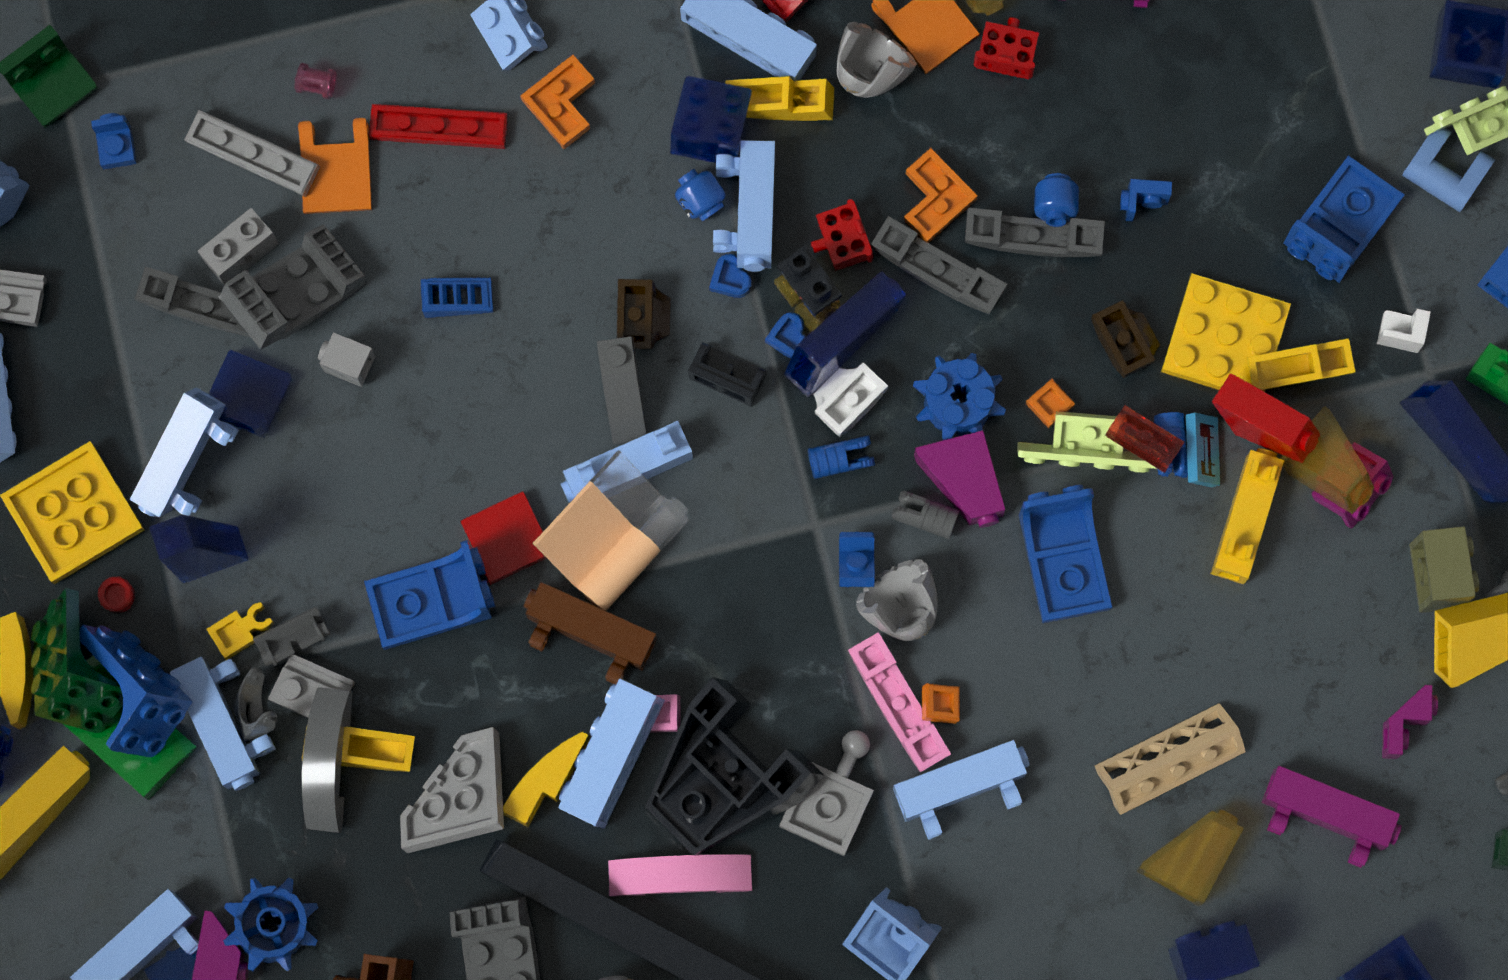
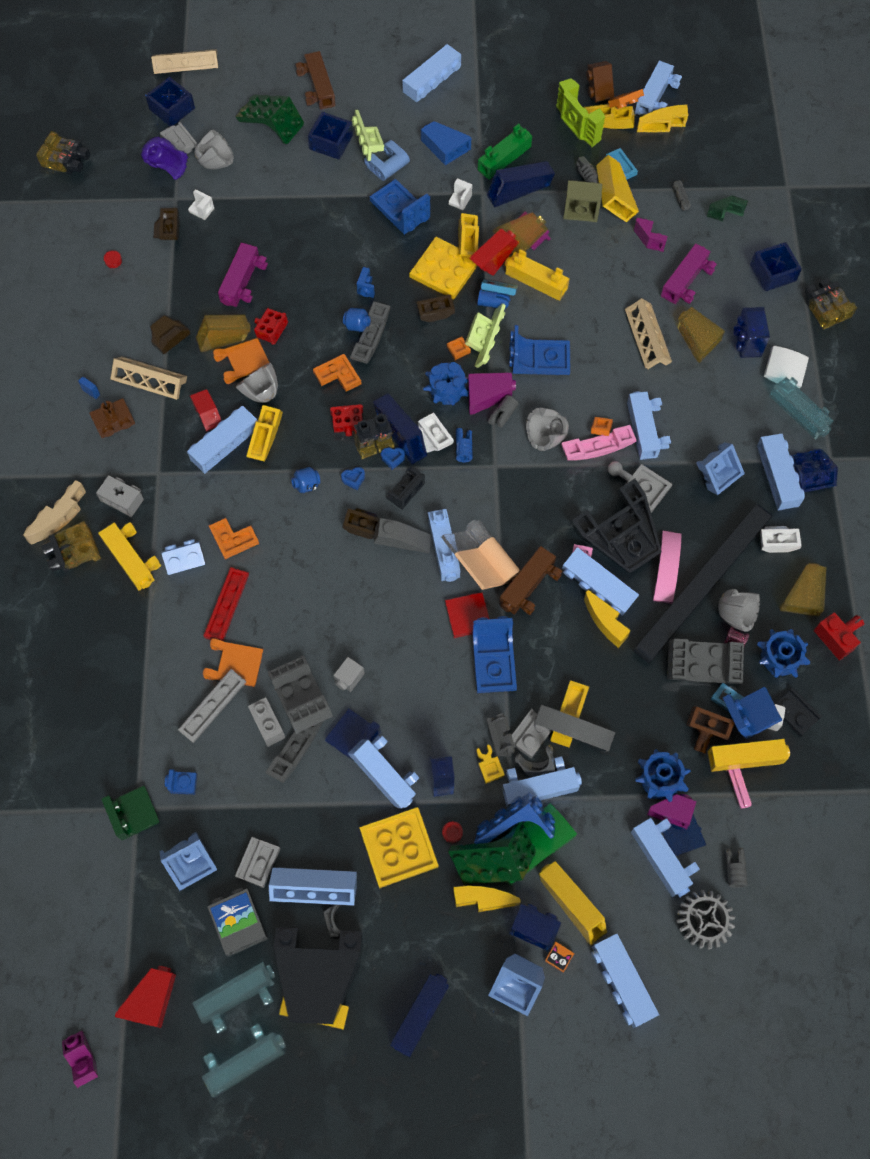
camera: 80 degrees left, 10 degrees down
(315, 81) = (180, 662): clear pink bush -> none
(456, 284) = (323, 627): blue slope -> none
(459, 797) = (608, 664): light grey plate -> none
(709, 119) = (268, 465): clear blue bracket -> none
(755, 205) = (319, 453): light blue brick -> none
(856, 559) = (520, 447): blue bracket -> none
(937, 268) = (378, 380): dark grey slope -> none
(1144, 439) = (491, 303): clear red plate -> none

